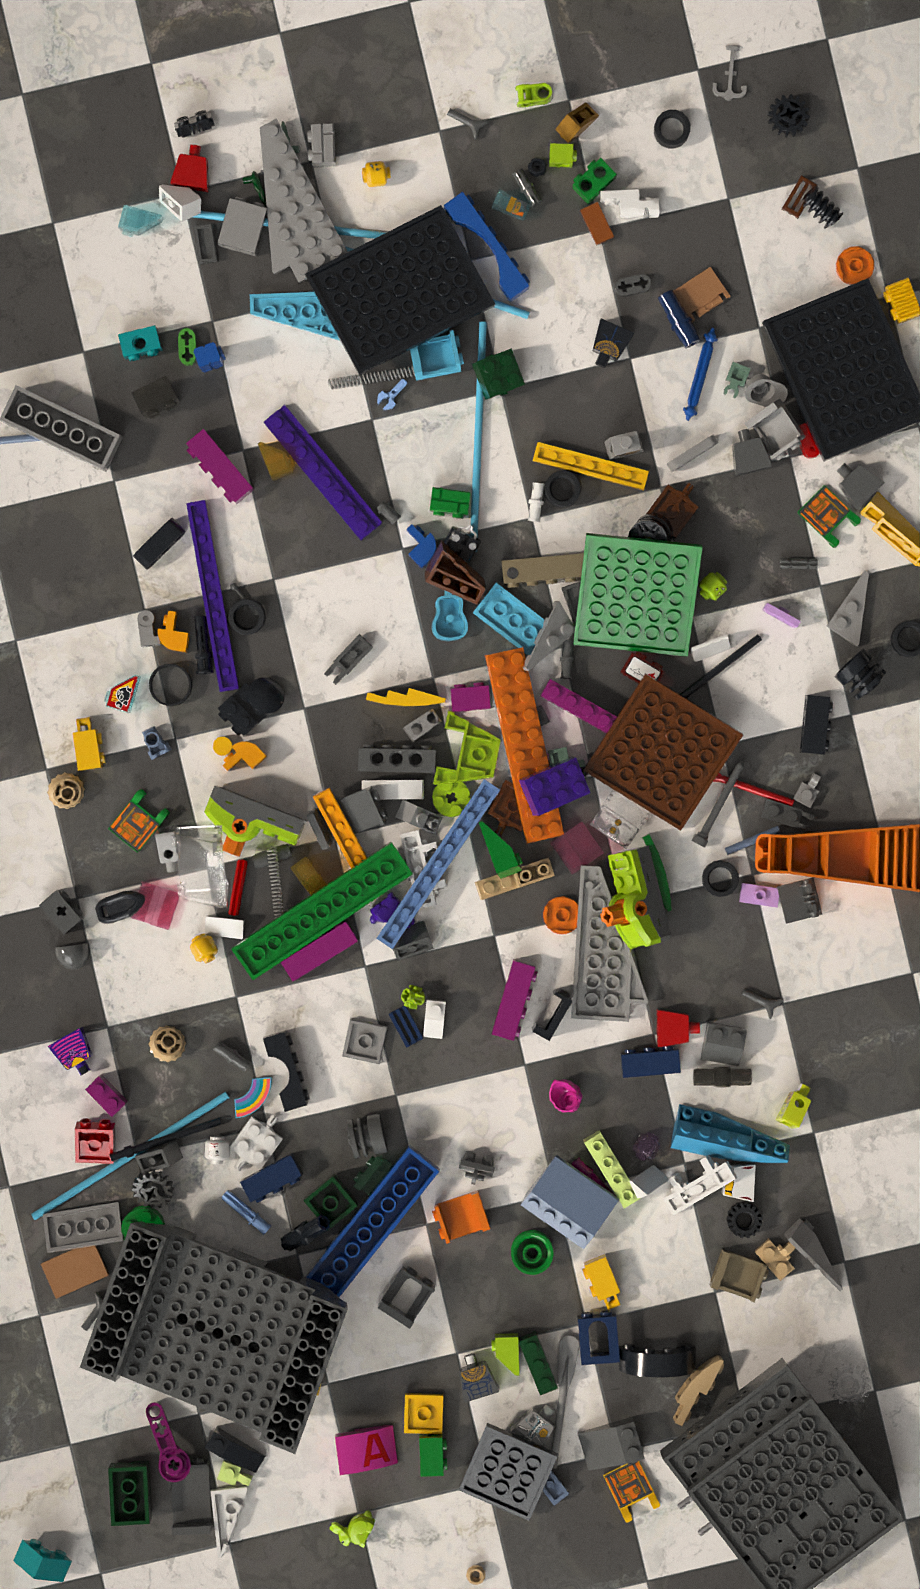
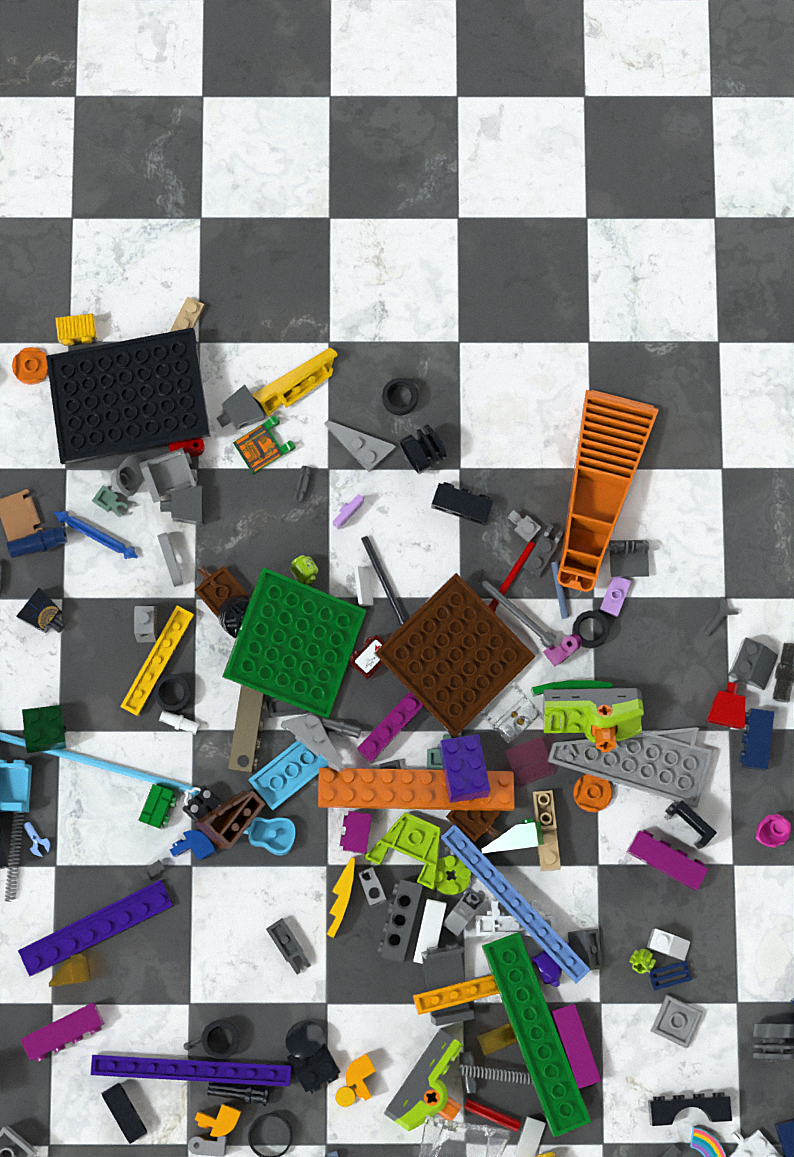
camera: 75 degrees left, 10 degrees down
(691, 856) = (567, 647): none -> magenta leg

